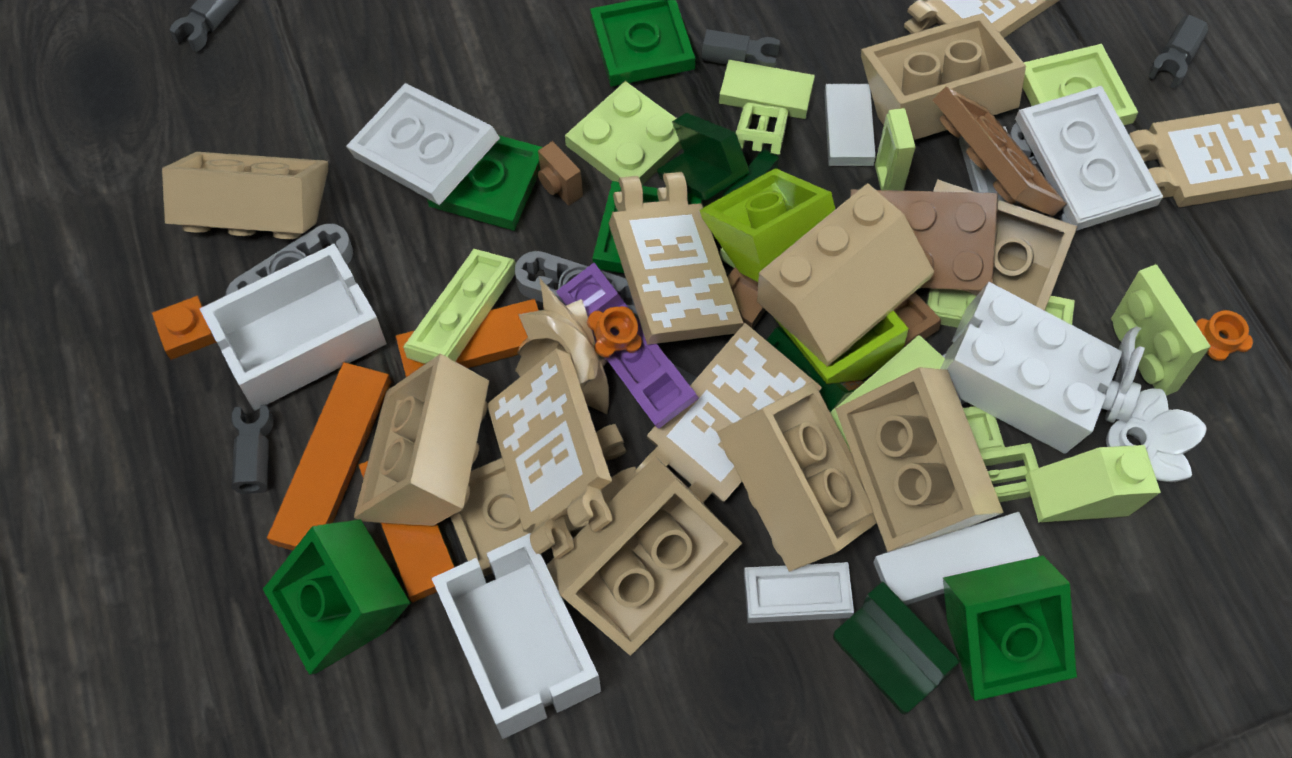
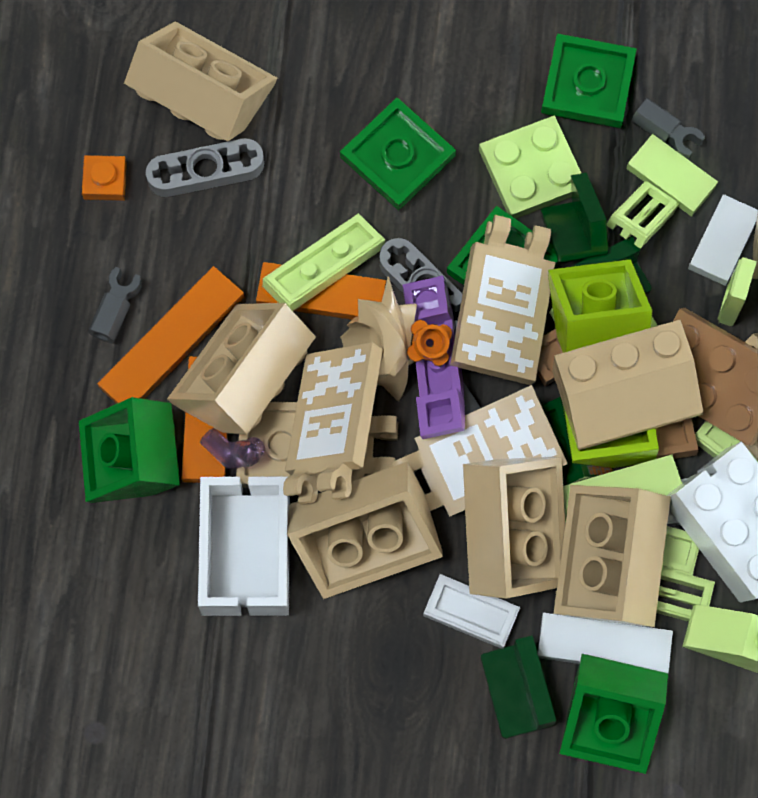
camera: 25 degrees right, 10 degrees up
(293, 326) = (186, 221): white piece -> none
(423, 143) = (357, 103): white plate -> none
(455, 542) = (233, 454): none -> clear purple arm
(559, 174) = (456, 179): medium nougat plate -> none

